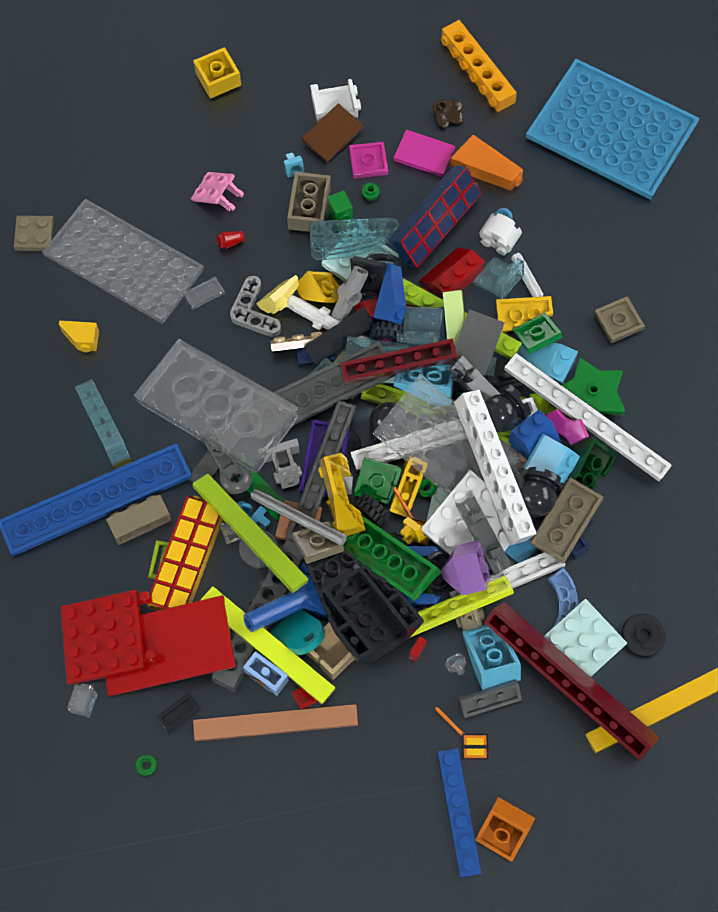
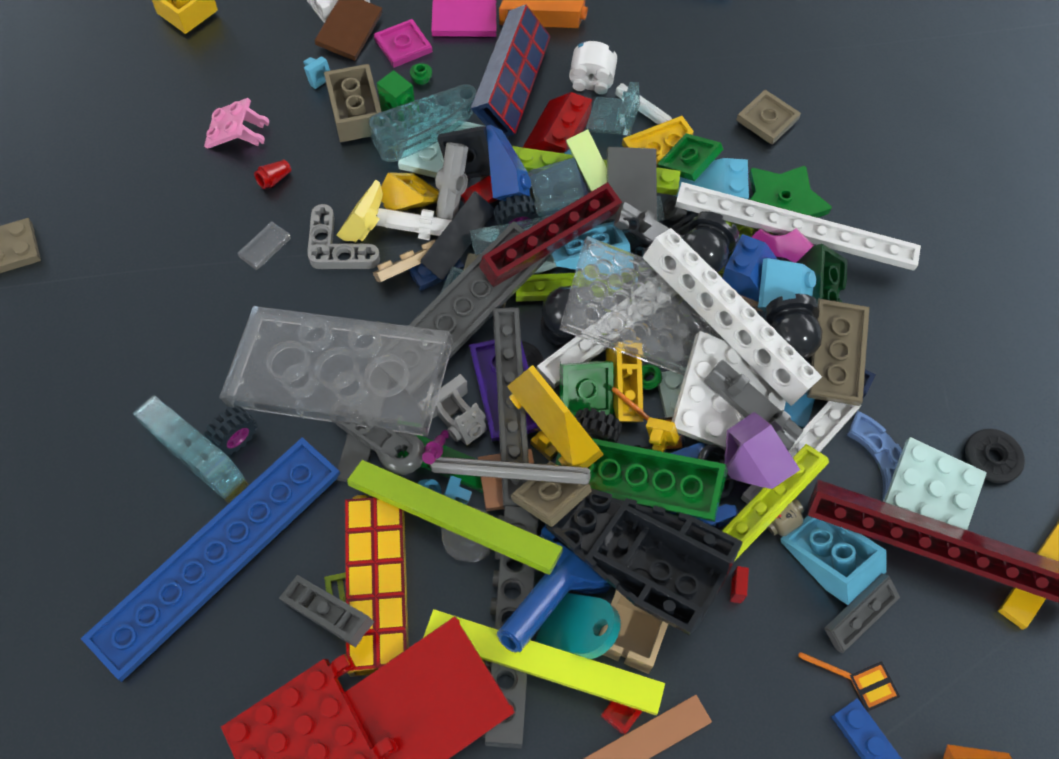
camera: 25 degrees left, 5 degrees down
(81, 334) = (117, 346): yellow slope -> none
(123, 261) = (142, 241): clear plate -> none
(132, 421) = (231, 429): none -> black wheel
(138, 519) = (288, 557): dark tan brick -> none
(147, 561) = (326, 610): none -> dark grey hinge
(228, 533) = (422, 529): clear tile -> none
(257, 484) = (434, 448): none -> magenta piece
(265, 674) = (558, 703): light blue brick -> none
(456, 664) = (796, 584): clear tile -> none

